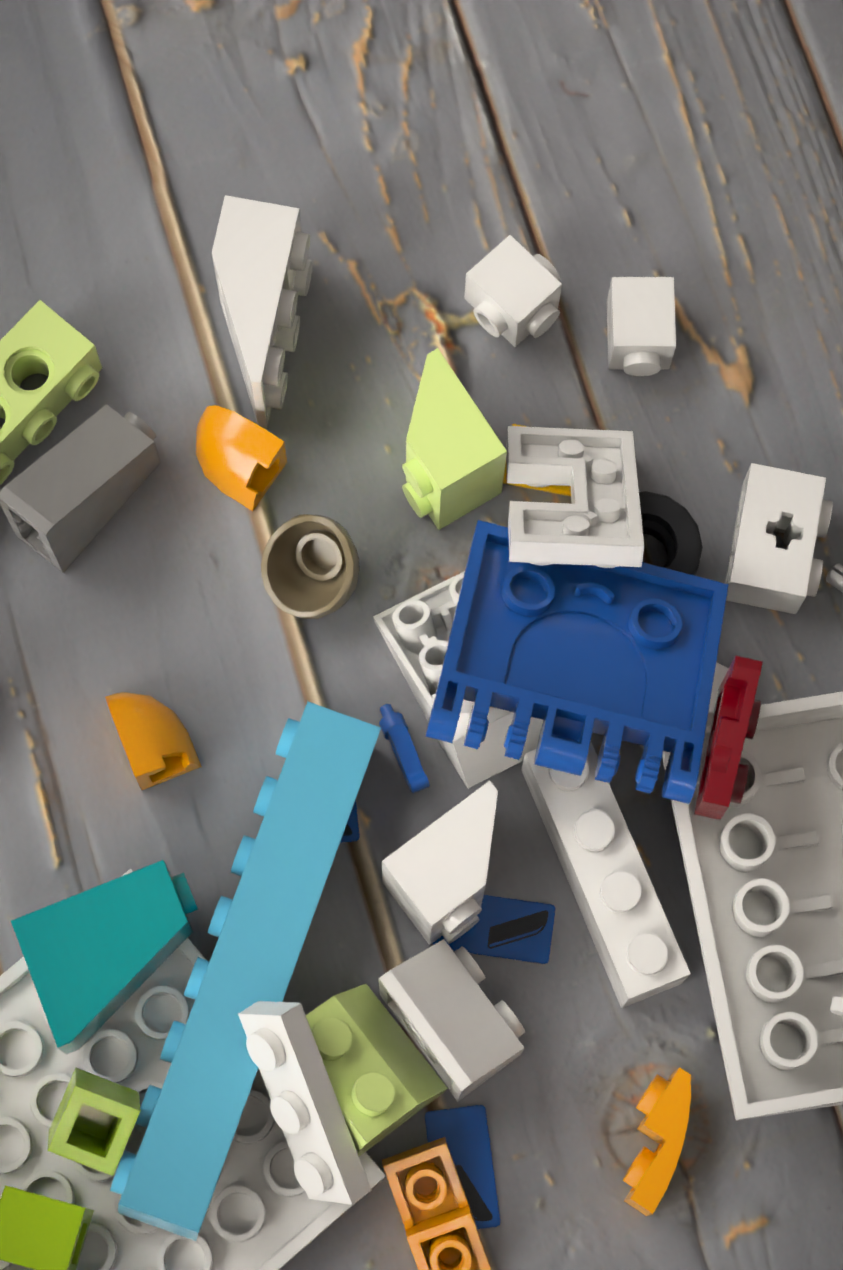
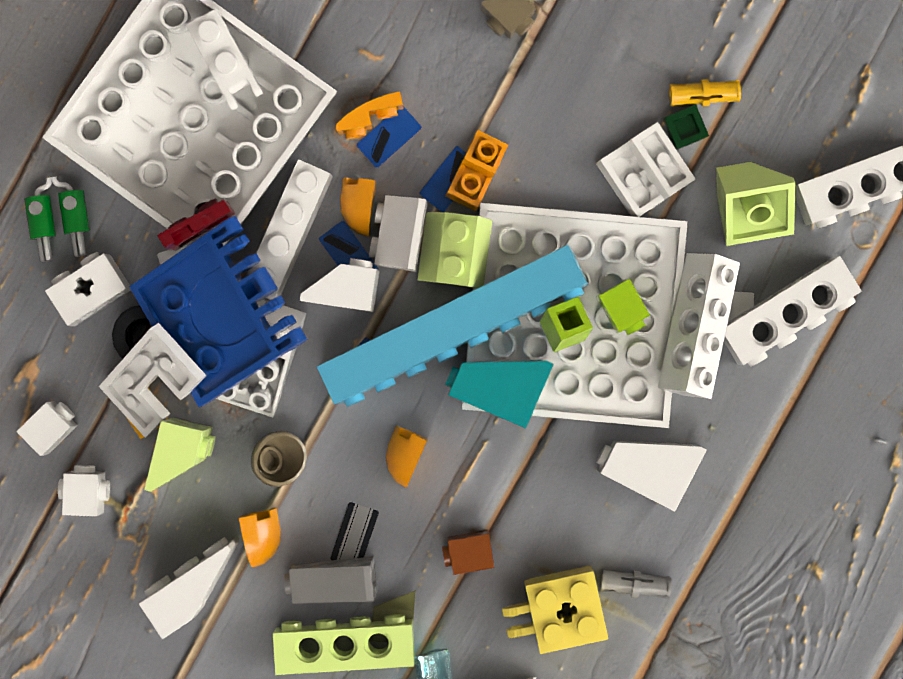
camera: 135 degrees left, 15 degrees up
(118, 578) = (354, 532): none -> sticker
(304, 1102) = (484, 254): white plate -> none
(396, 731) = (310, 363): blue piece -> none
(550, 1005) = (357, 203): none -> light orange brick
(603, 1140) = (388, 137): none -> blue sticker

